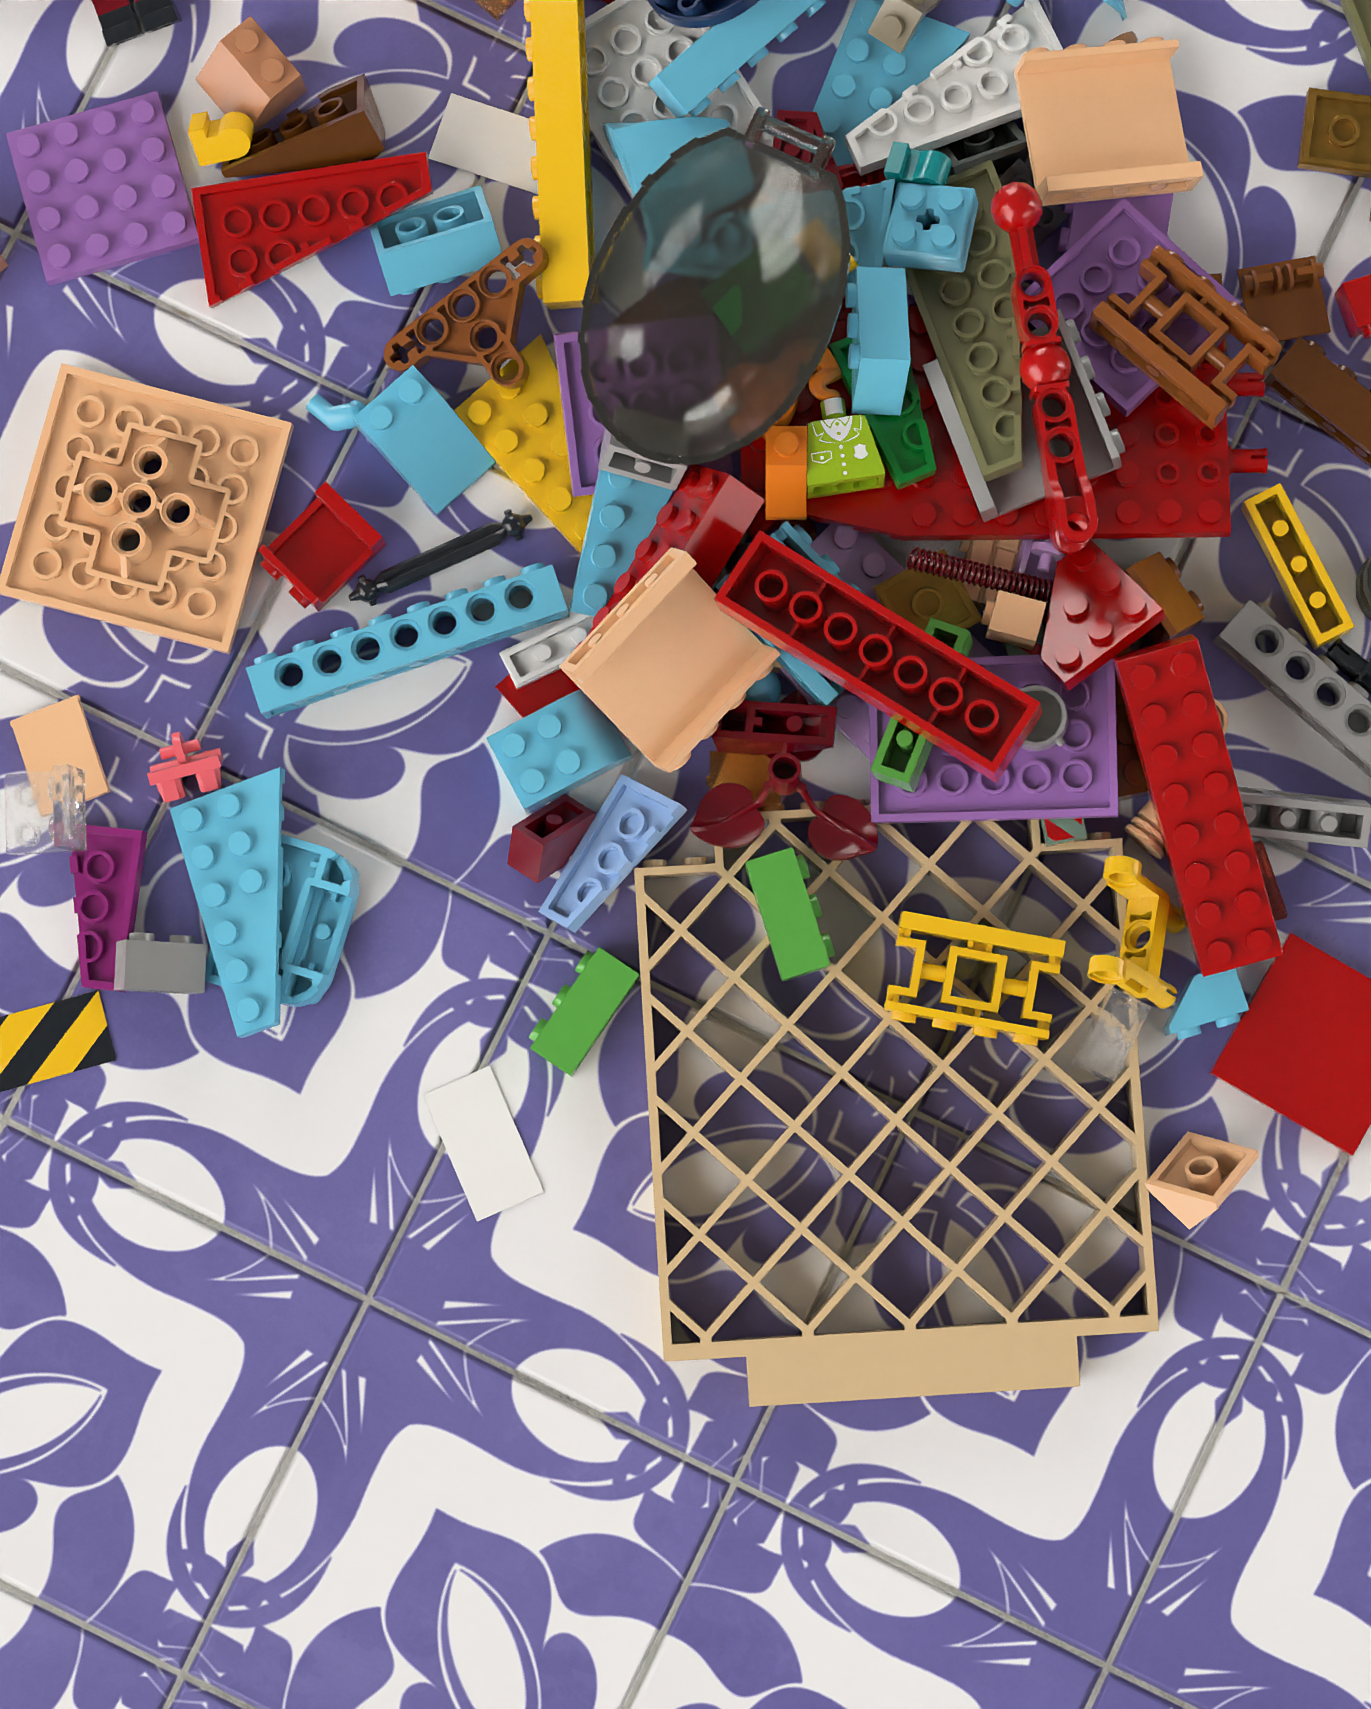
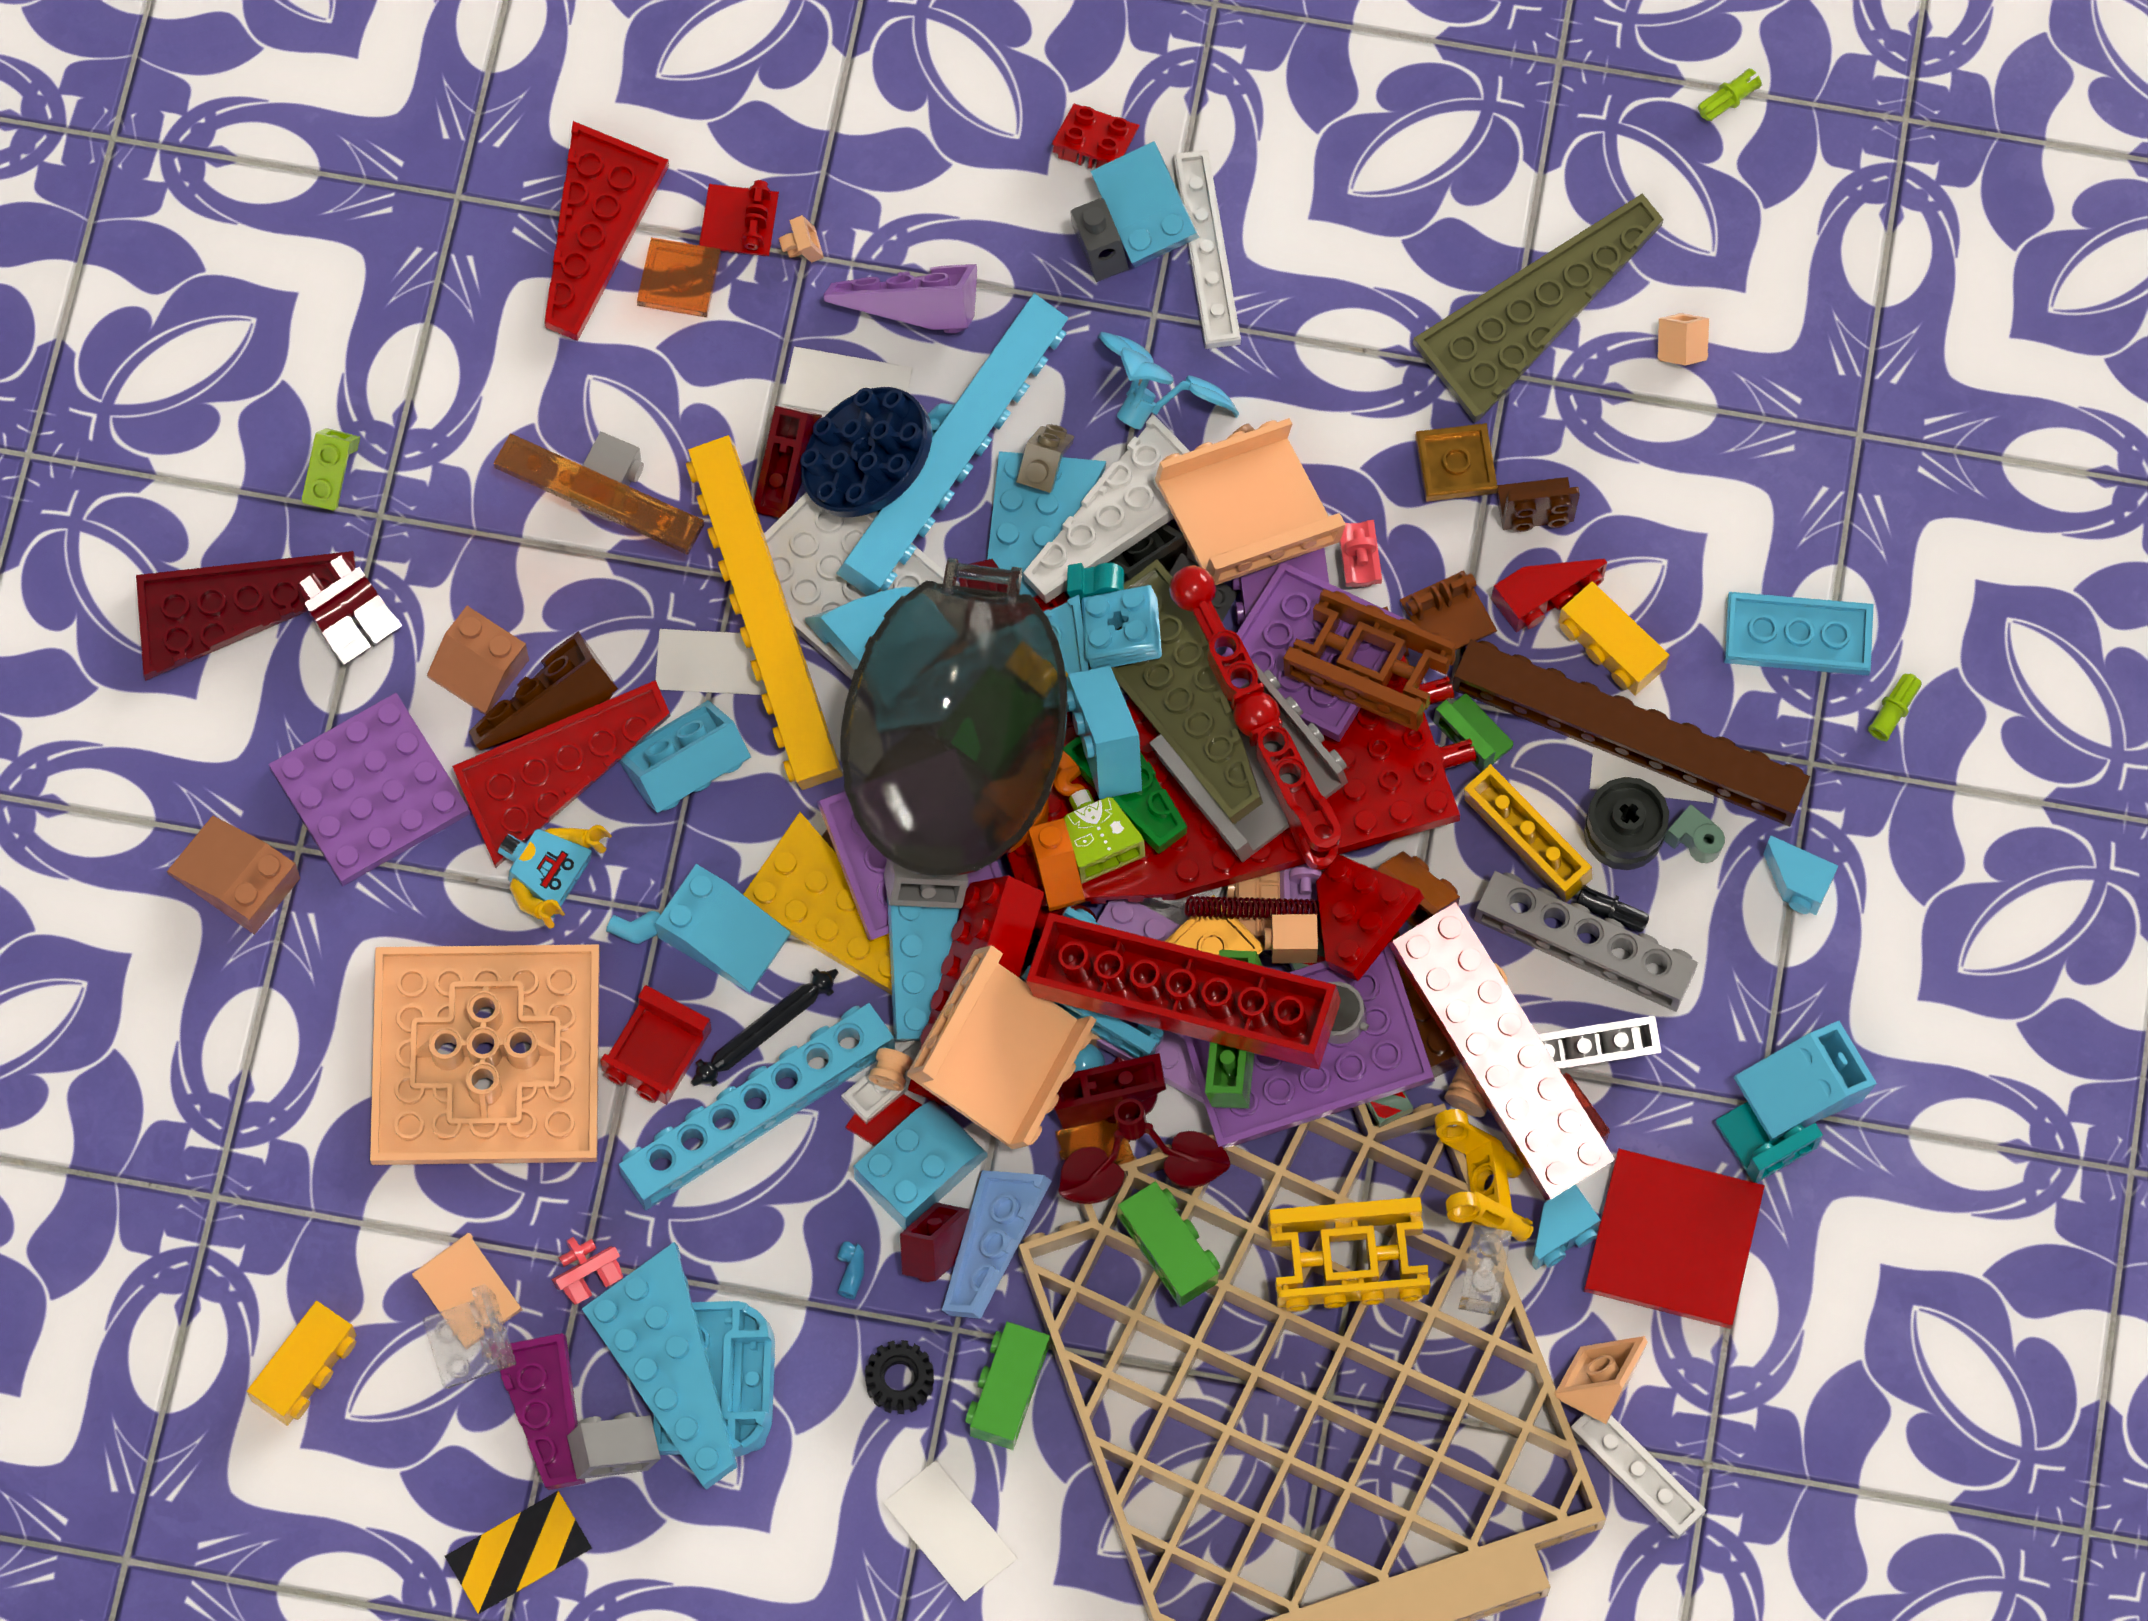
camera: 20 degrees left, 15 degrees down
(220, 138) = (467, 718): yellow leg -> none
(261, 326) = (549, 867): none -> torso
(461, 843) = (854, 1271): none -> dark azure arm
(474, 945) = (899, 1354): none -> black tyre
(491, 309) = (752, 800): dark orange beam -> none
(555, 641) = (890, 1069): none -> light nougat wheel
(1209, 1287) = (1639, 1473): none -> white plate
(1210, 210) = (1360, 555): none -> coral hips
(1270, 427) = (1467, 720): none -> bright green panel

